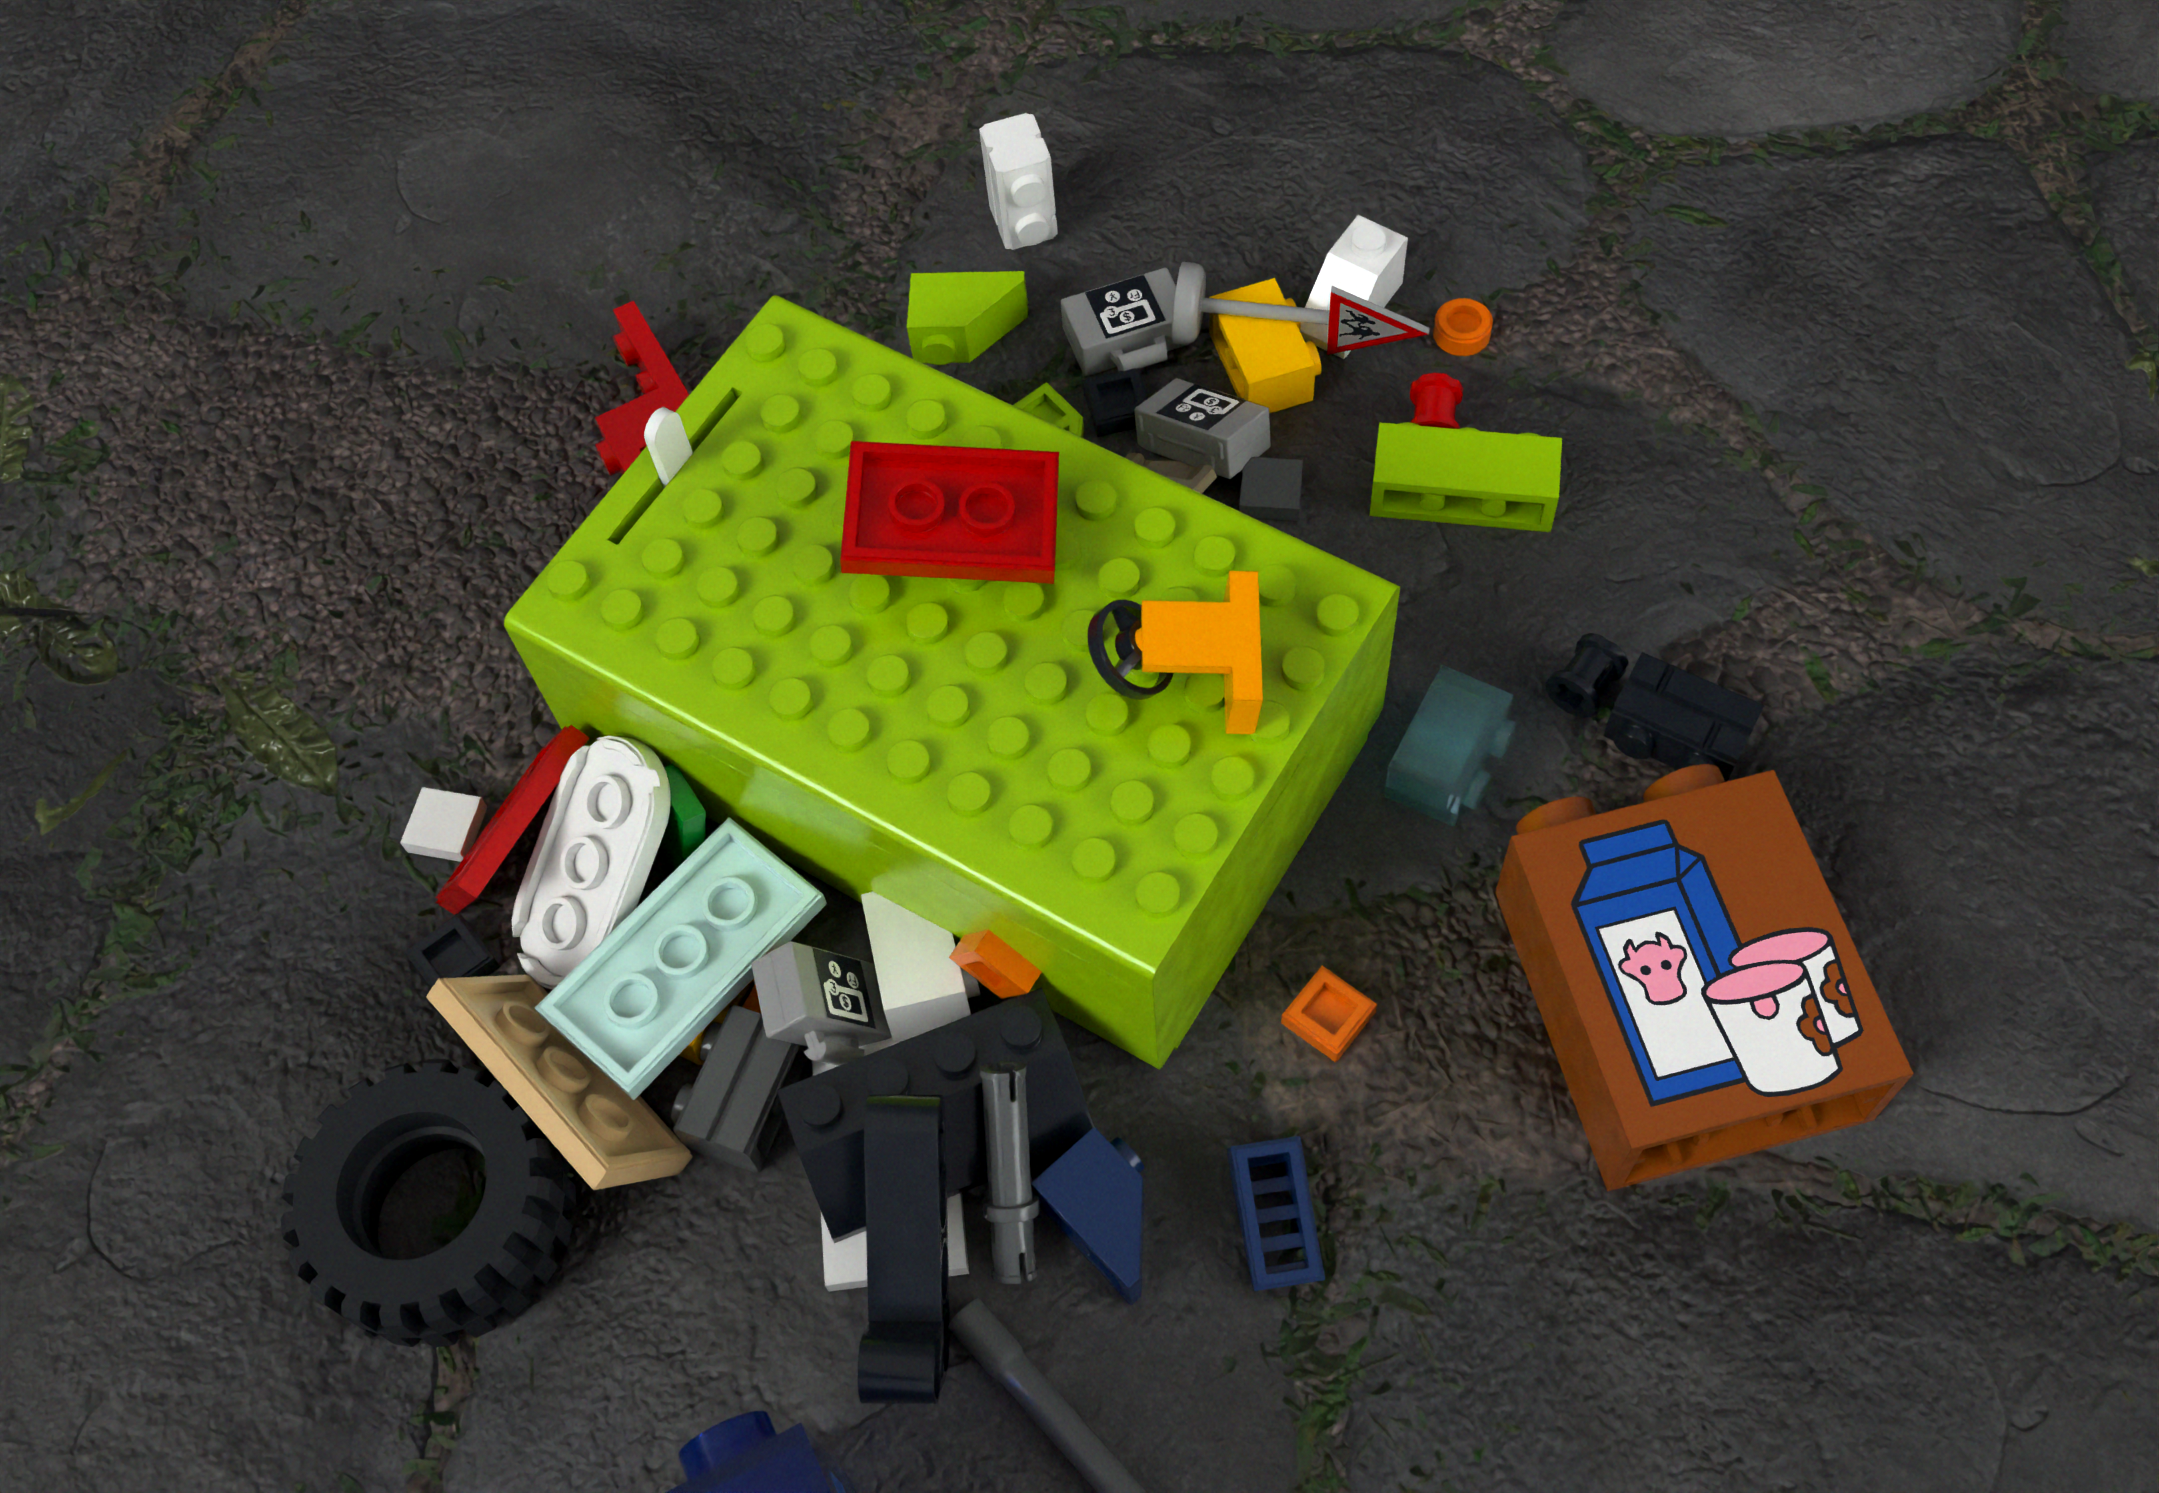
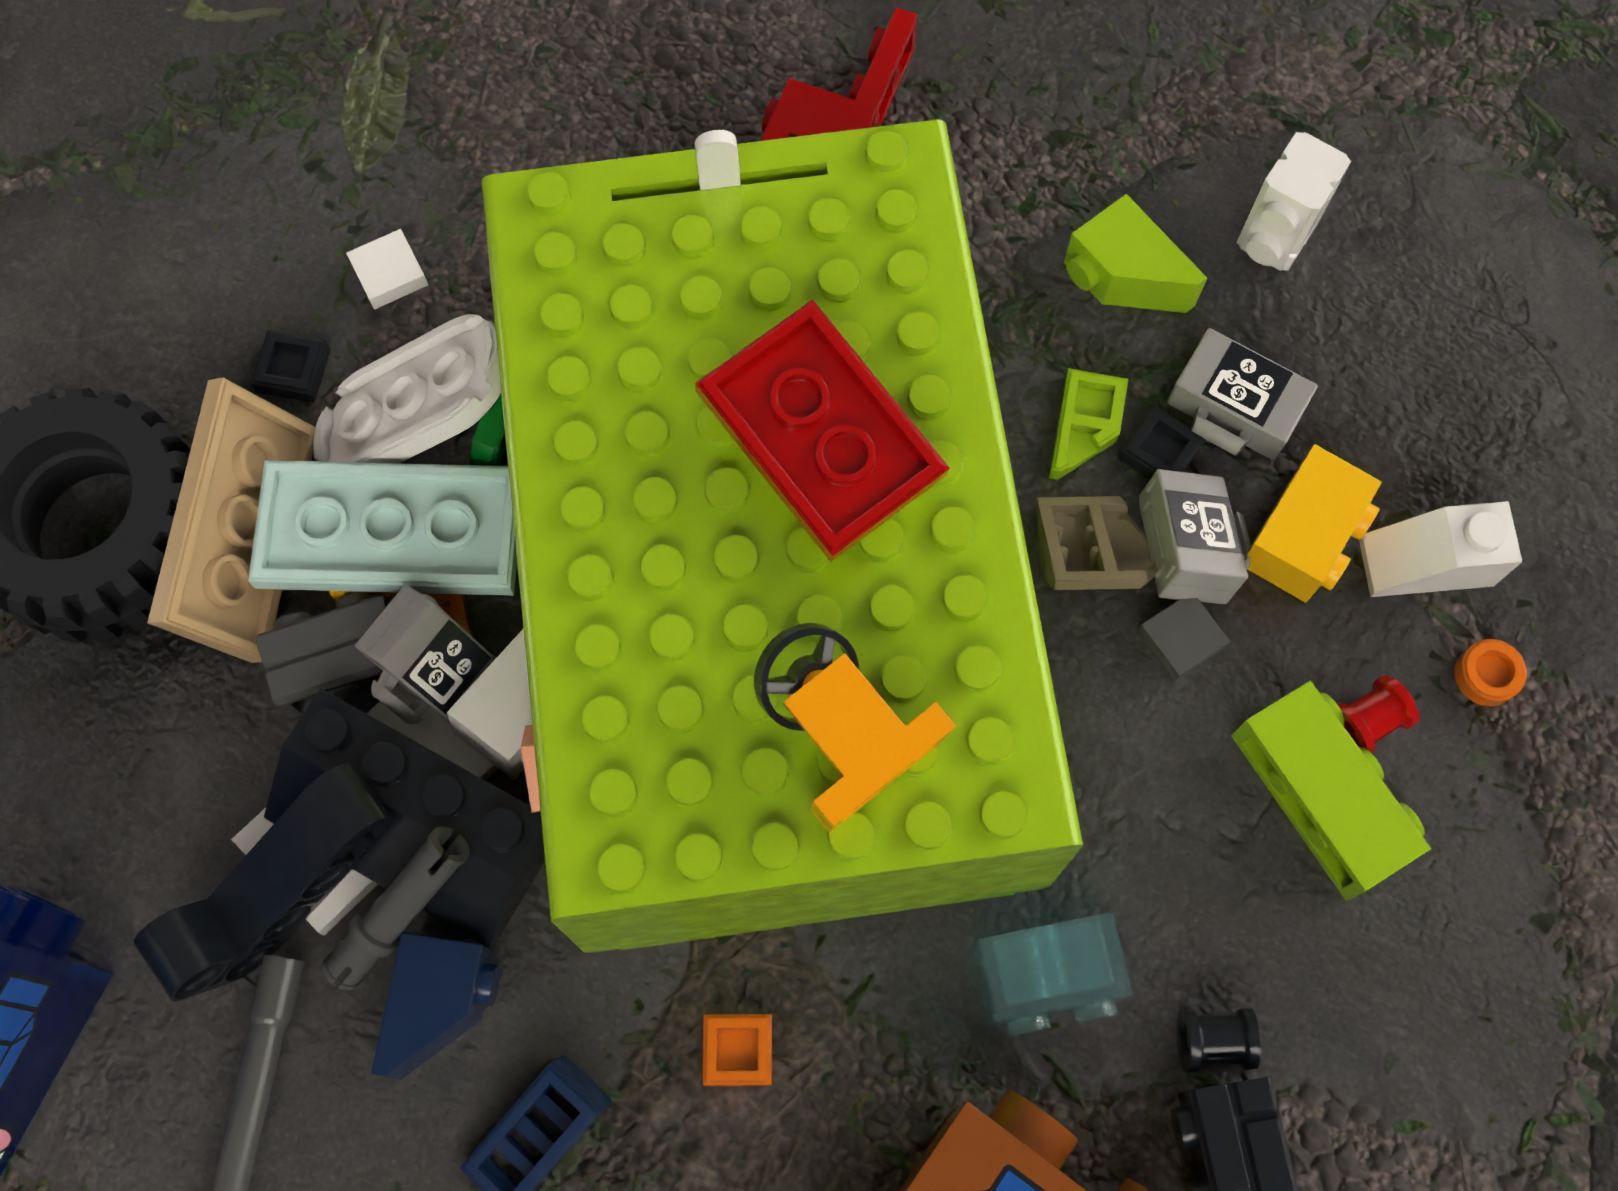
camera: 45 degrees right, 10 degrees up
(510, 821) = (398, 315): red tile -> none
(1351, 320) = (1387, 574): light grey piece -> none

